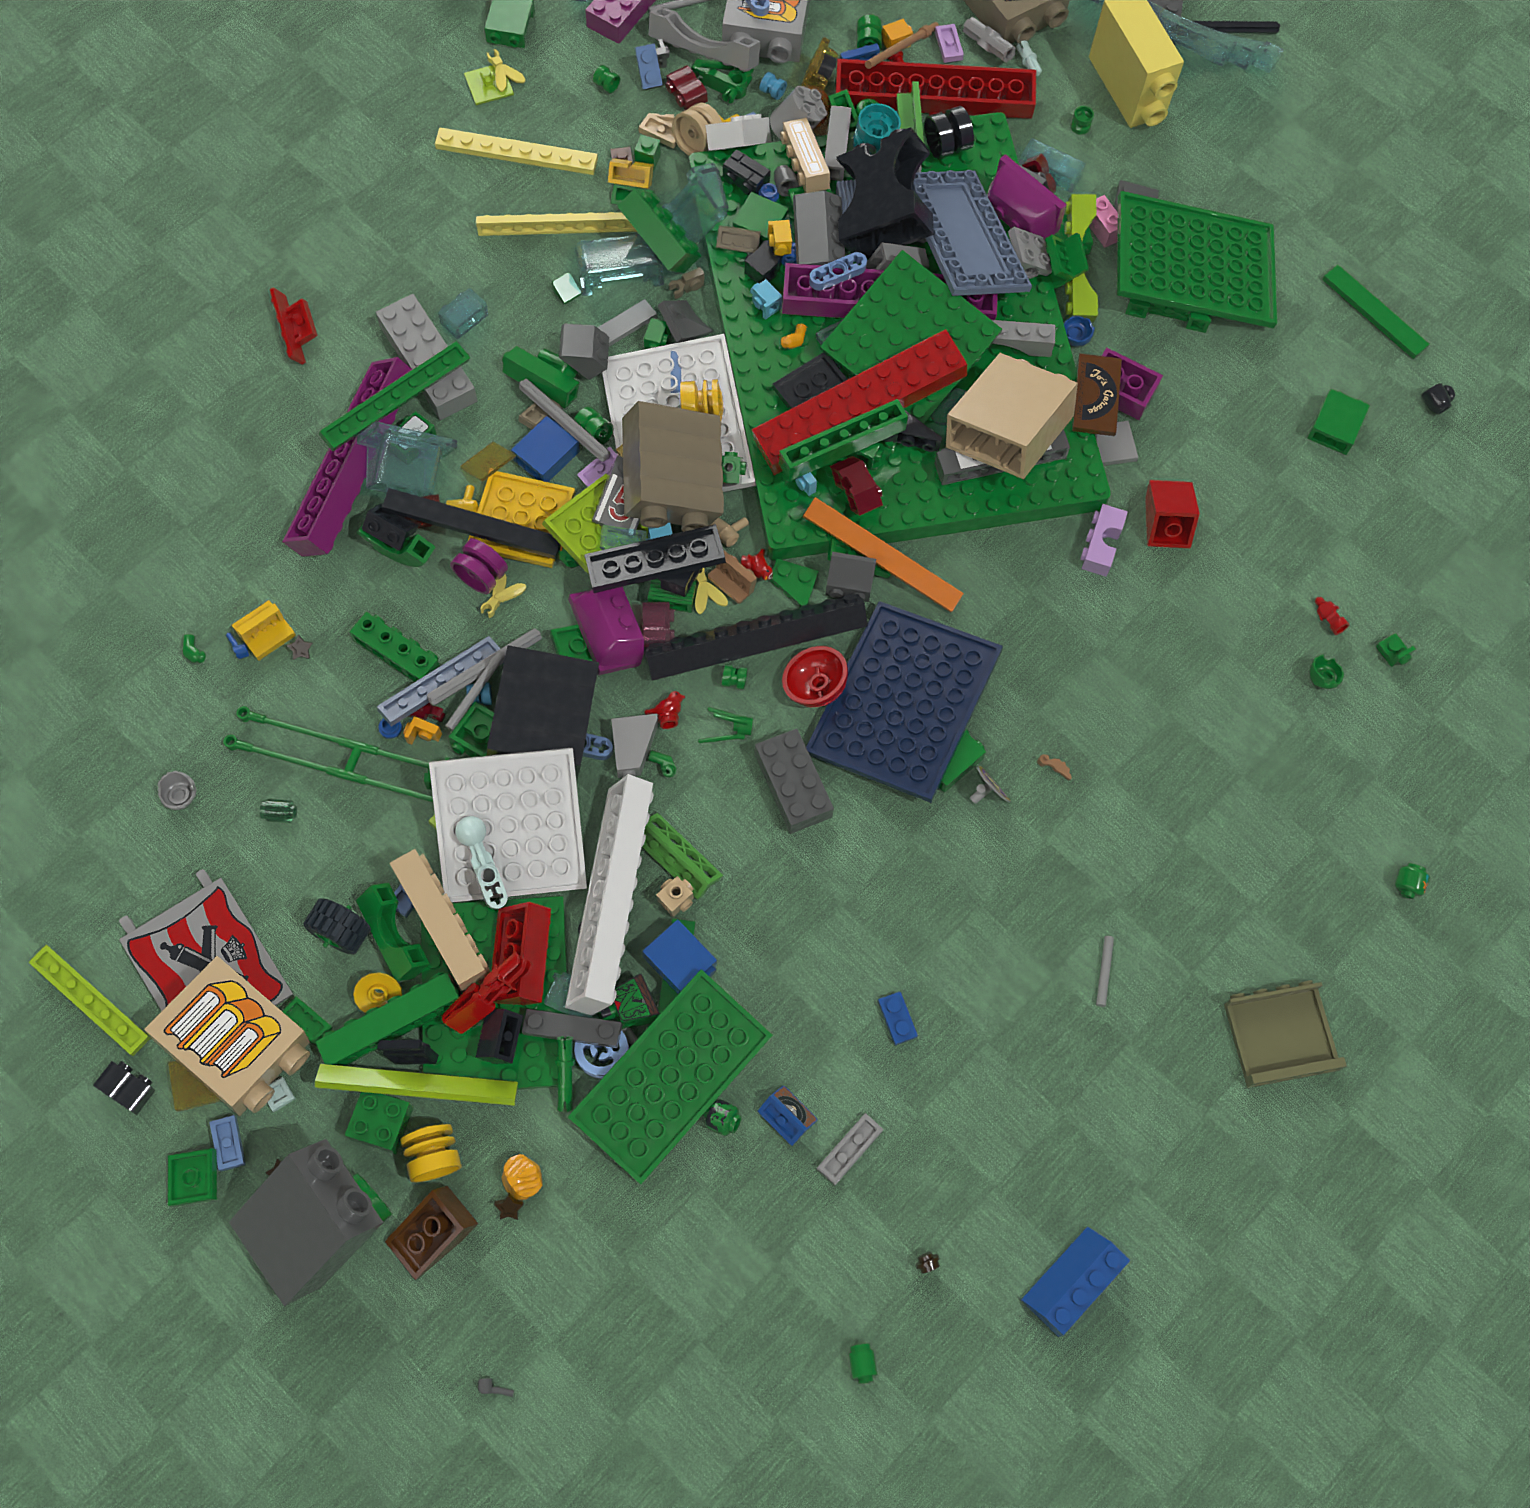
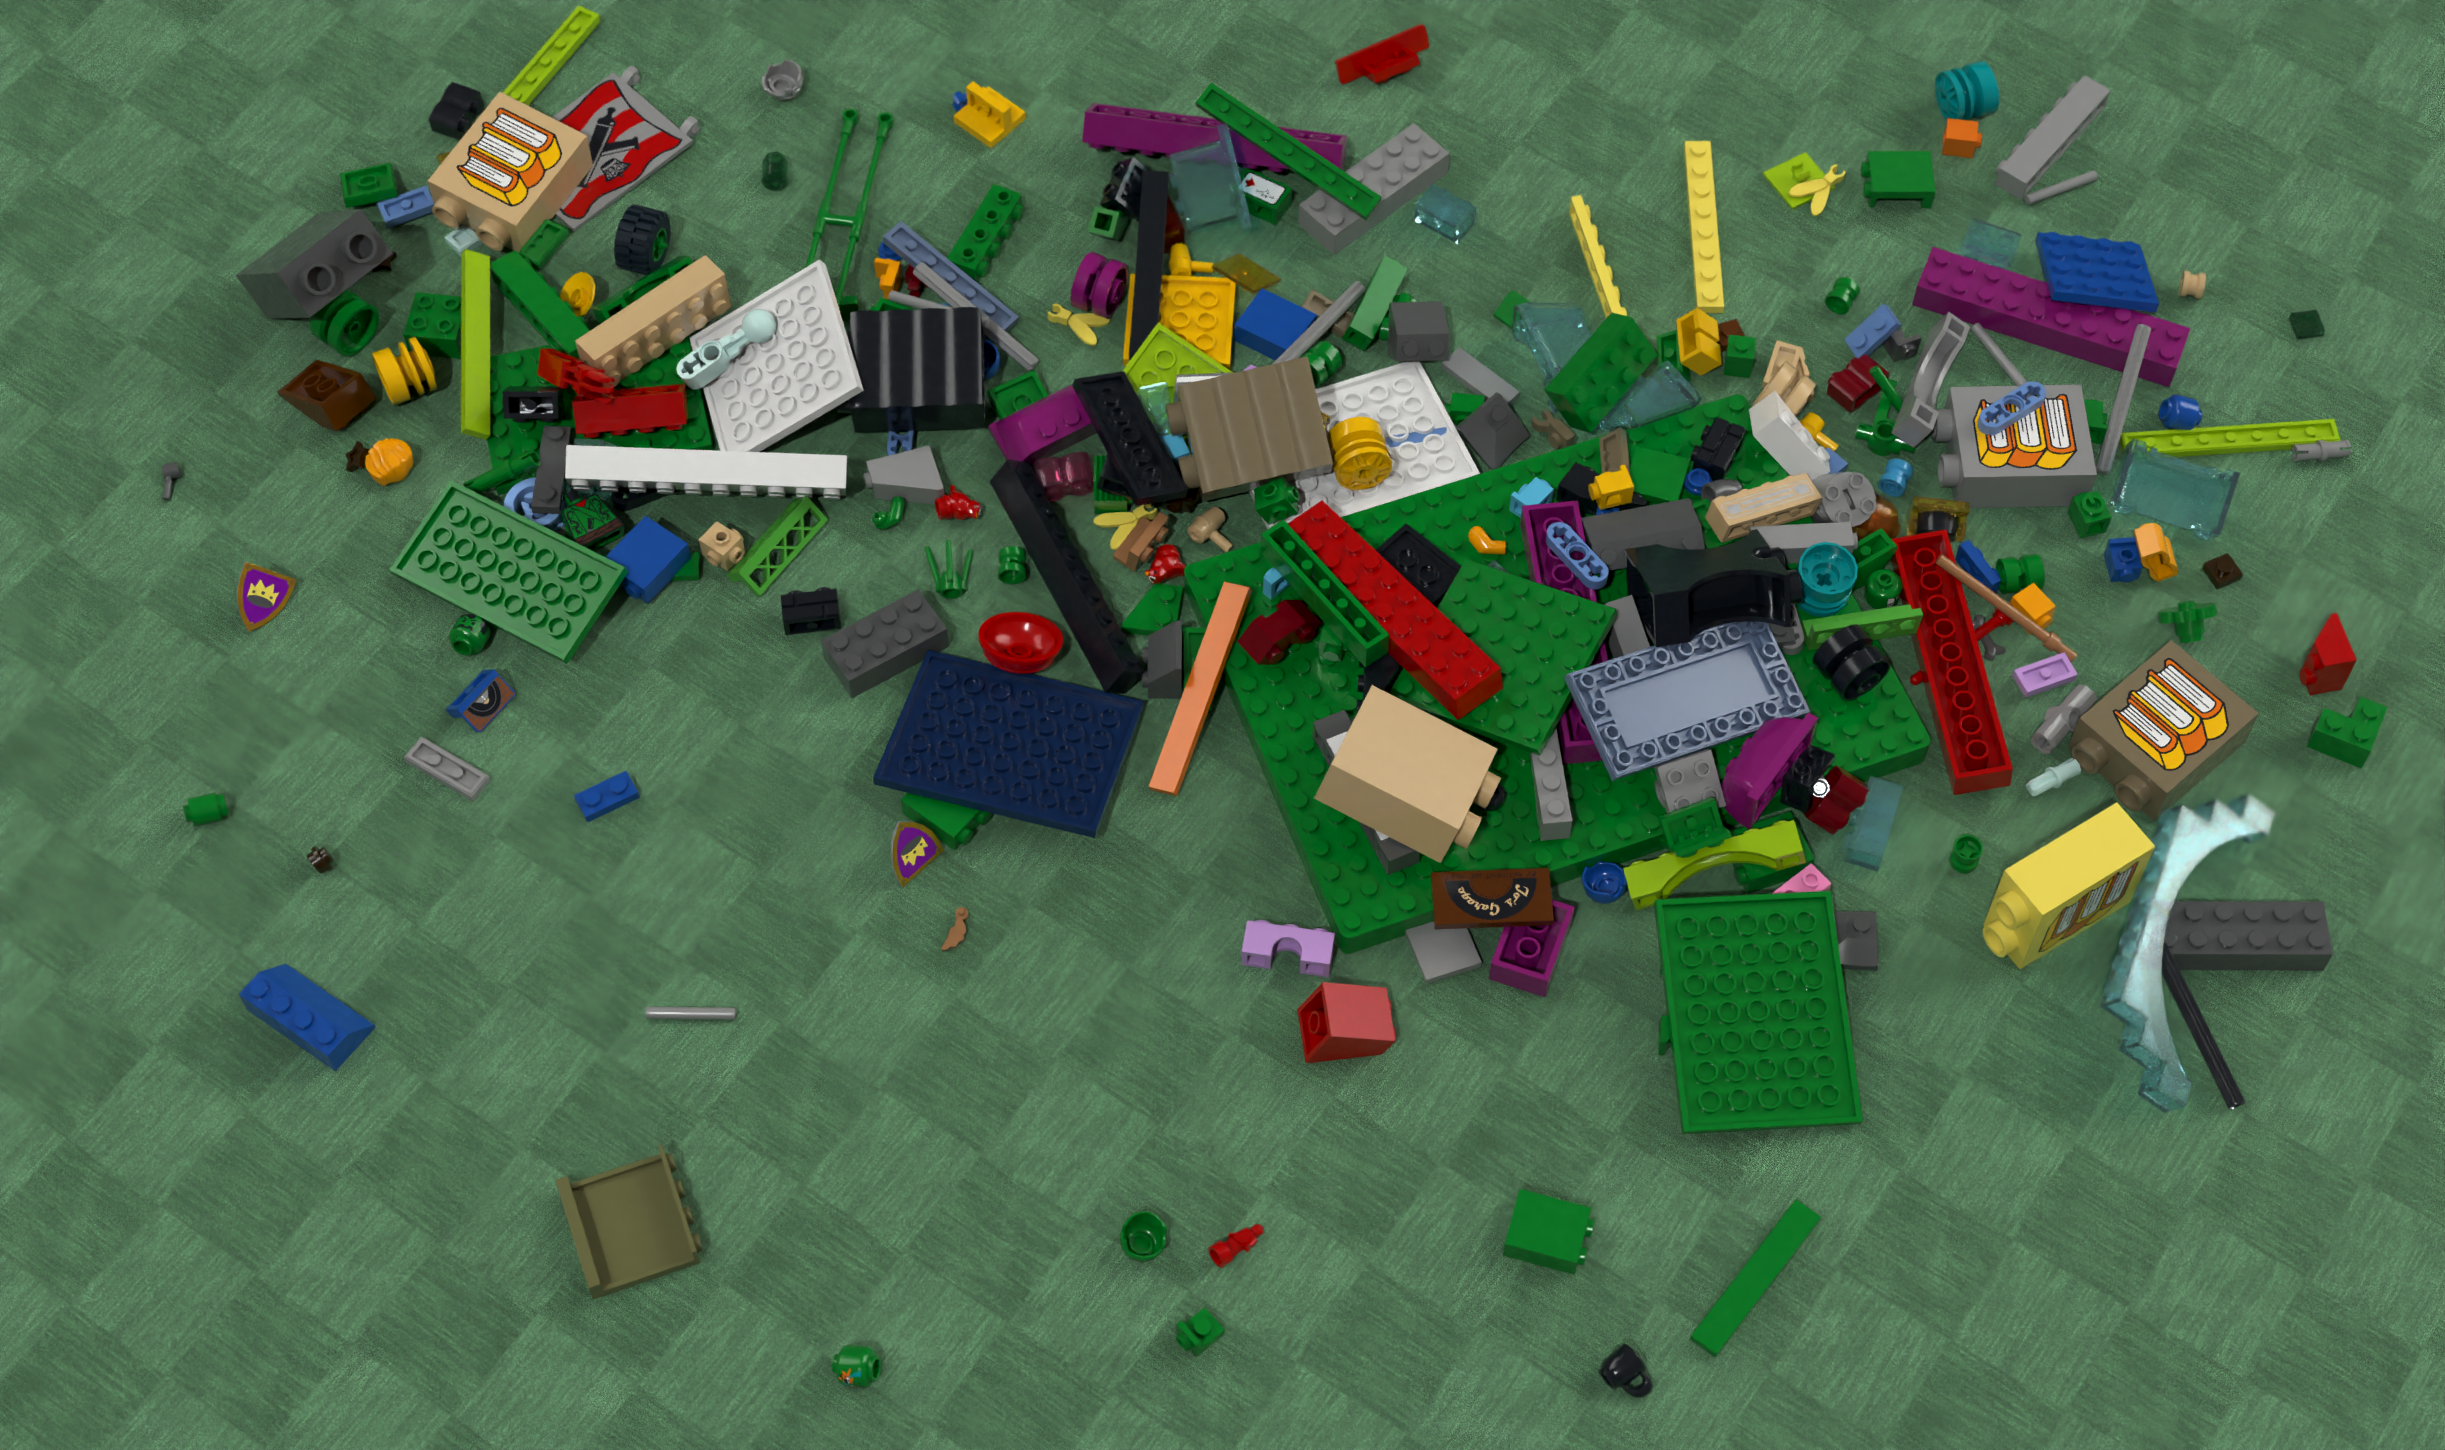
camera: 85 degrees right, 10 degrees down
(190, 651) = (953, 57): green arm -> none
(300, 647) = (972, 151): dark brown piece -> none
(408, 1052) = (513, 330): black plate -> none
(648, 1301) = (261, 594): none -> shield
(750, 835) = (810, 611): none -> black brick

